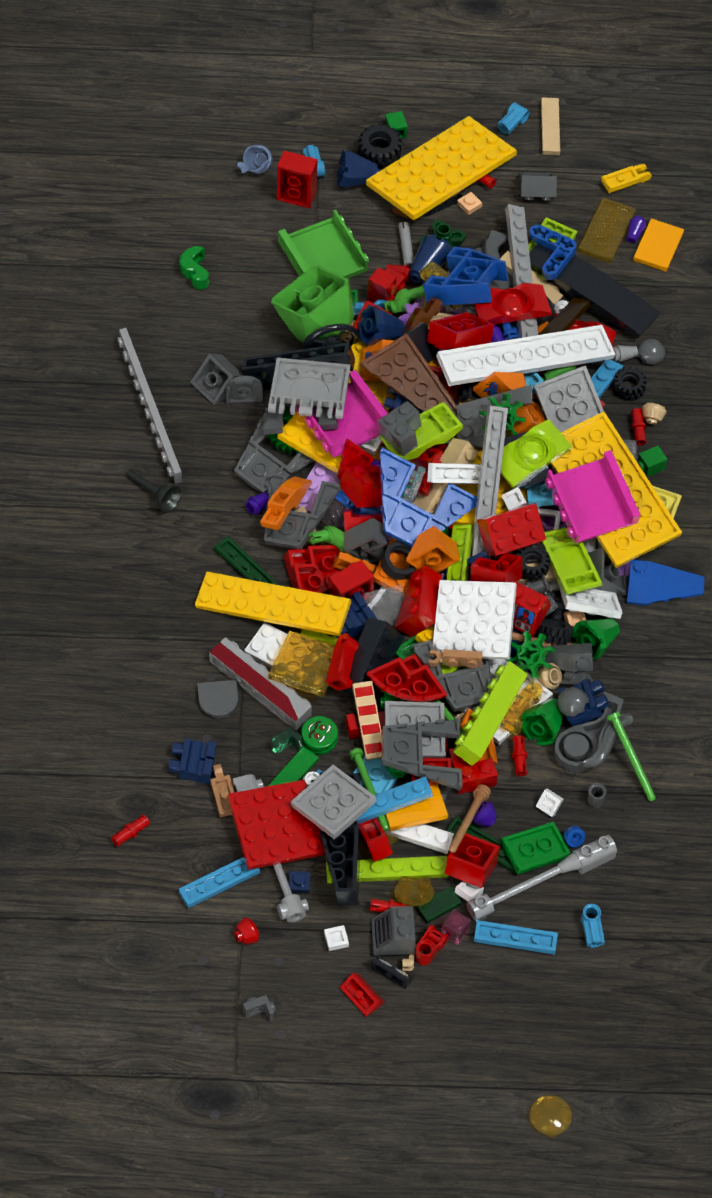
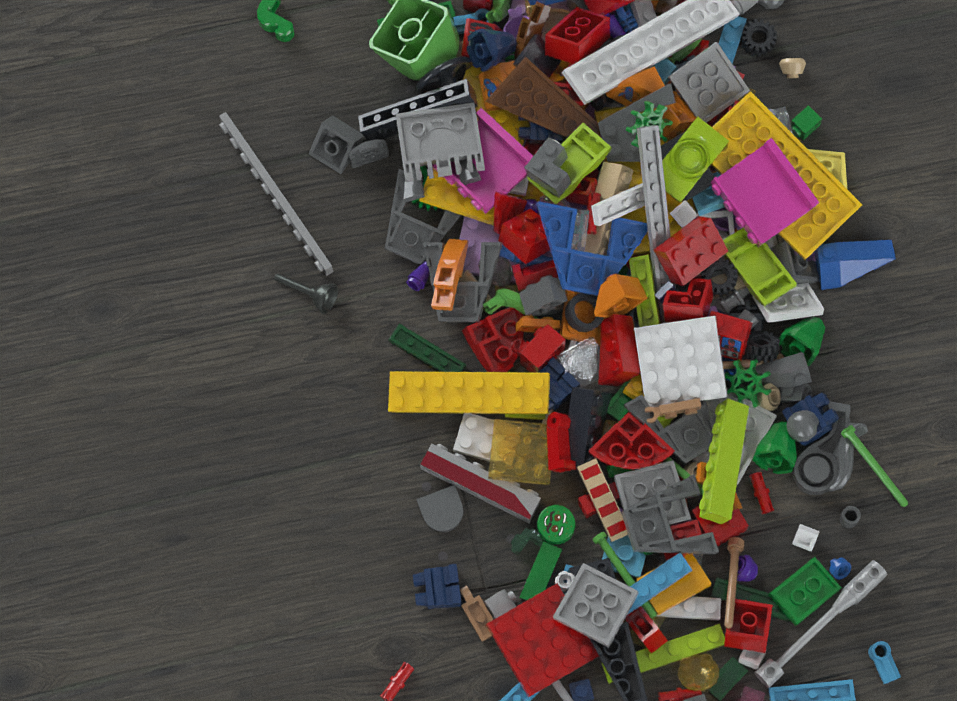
camera: 10 degrees left, 15 degrees up
(527, 698) = (755, 427): clear yellow leg -> none
(574, 617) = (776, 327): light nougat plate -> none
(638, 426) = (781, 86): red pin -> none

